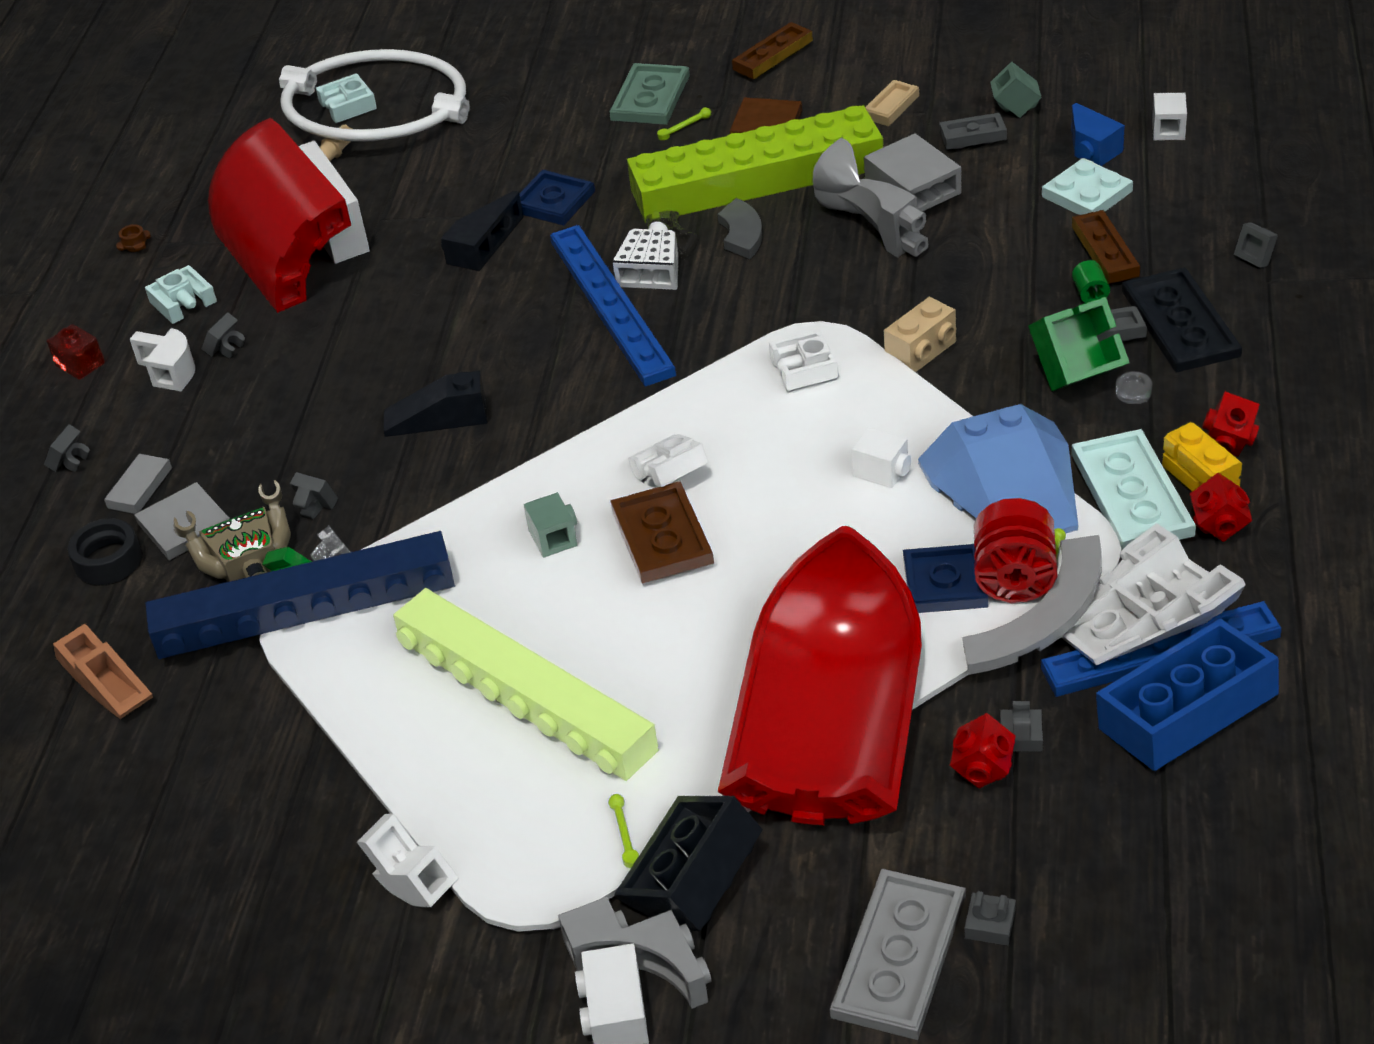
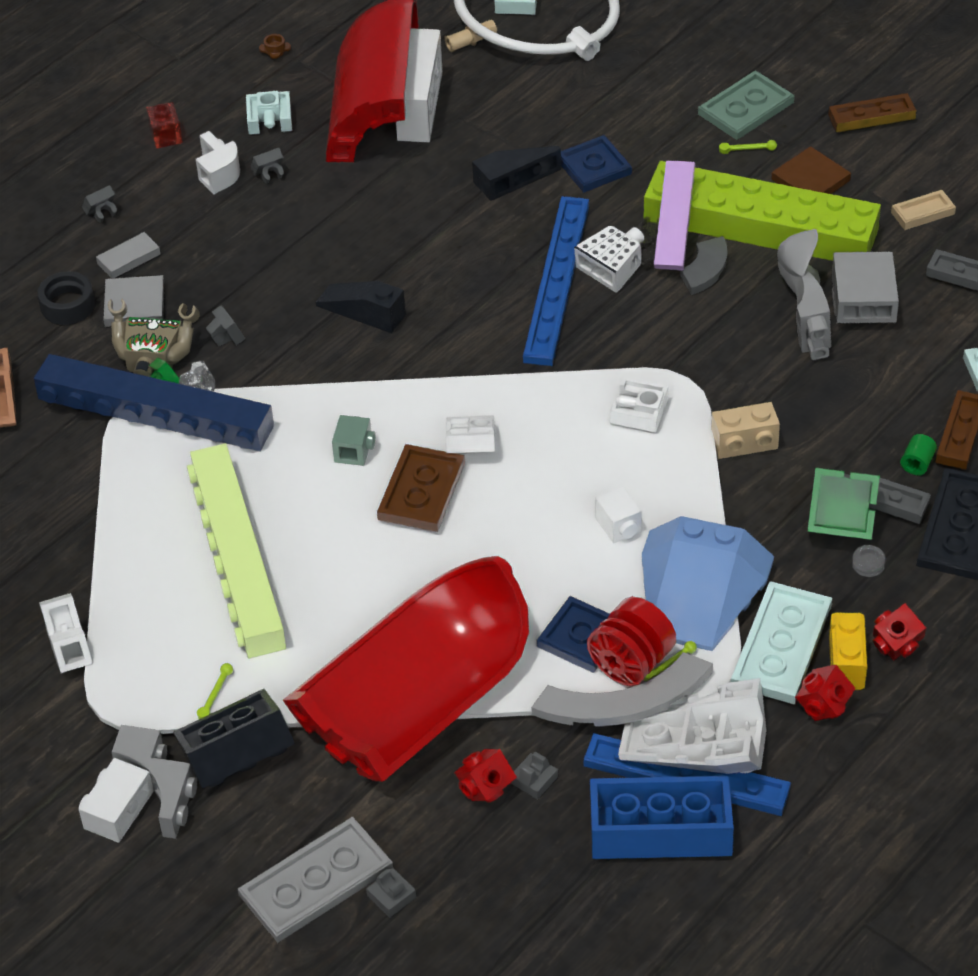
camera: 30 degrees right, 5 degrees up
(686, 193) = (674, 215): none -> lavender tile

